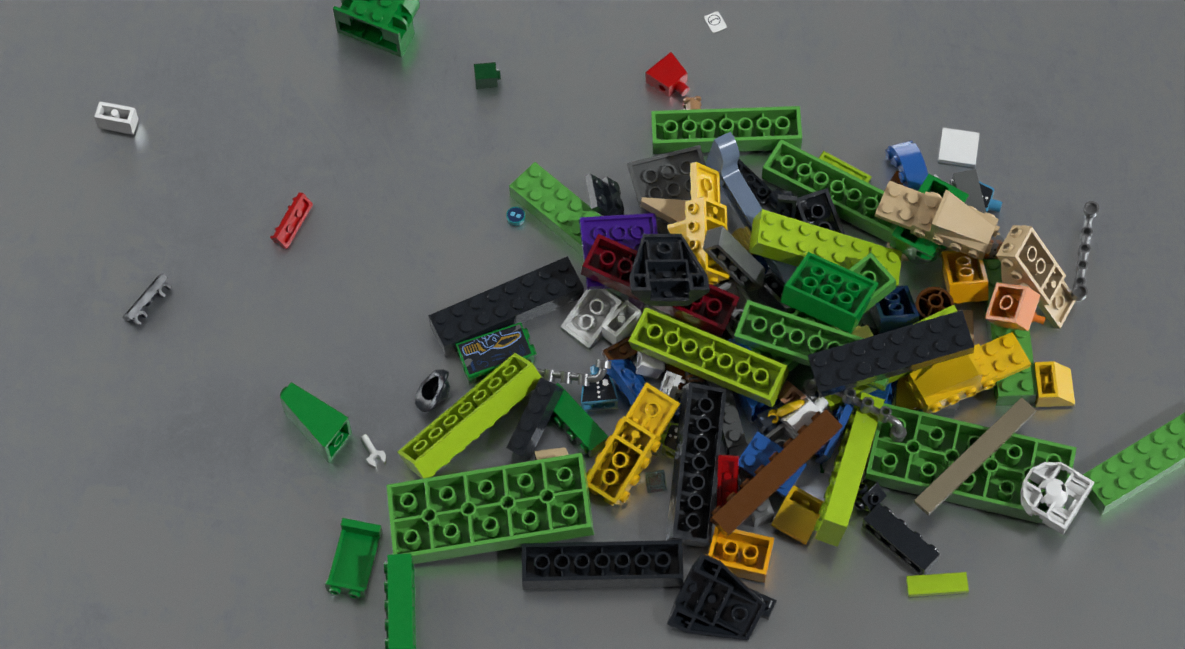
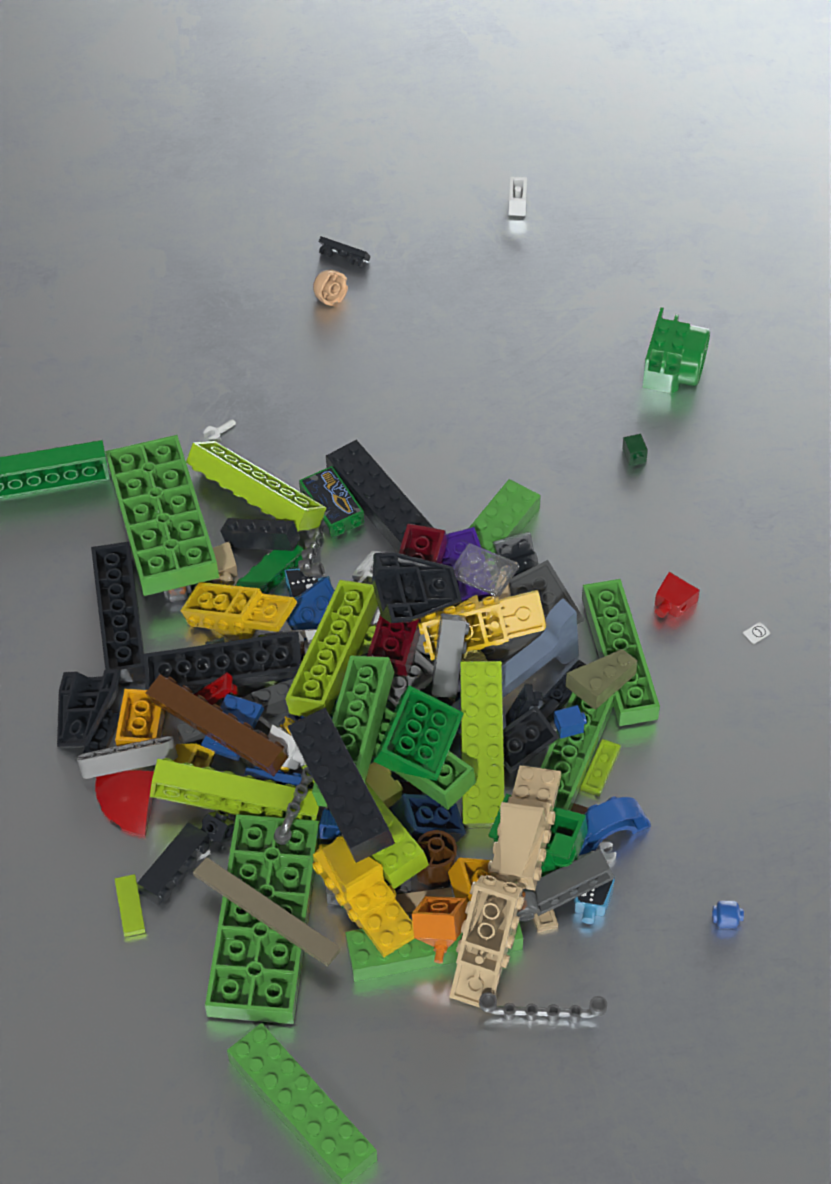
camera: 80 degrees right, 10 degrees down
(199, 318) = (330, 287): none -> light nougat cylinder
(292, 220) = (442, 333): red plate -> none
(316, 420) = (236, 378): green slope -> none
(354, 558) = (113, 432): green panel -> none
(432, 390) = (284, 462): black hat -> none
(515, 216) = (484, 496): tile -> none
(639, 214) = (484, 570): none -> clear plate
(692, 103) = (643, 622): medium nougat brick -> none
(770, 141) = (602, 677): none -> olive wedge
(784, 554) = (126, 757): none -> light grey beam
(811, 177) = (569, 721): none -> blue brick
(822, 577) = (126, 799): none -> red brick
(958, 147) = (657, 874): white tile -> none
(1006, 102) = (727, 914): none -> blue head
(1045, 475) = (224, 977): white connector -> none
(1053, 385) = (373, 990): yellow slope -> none

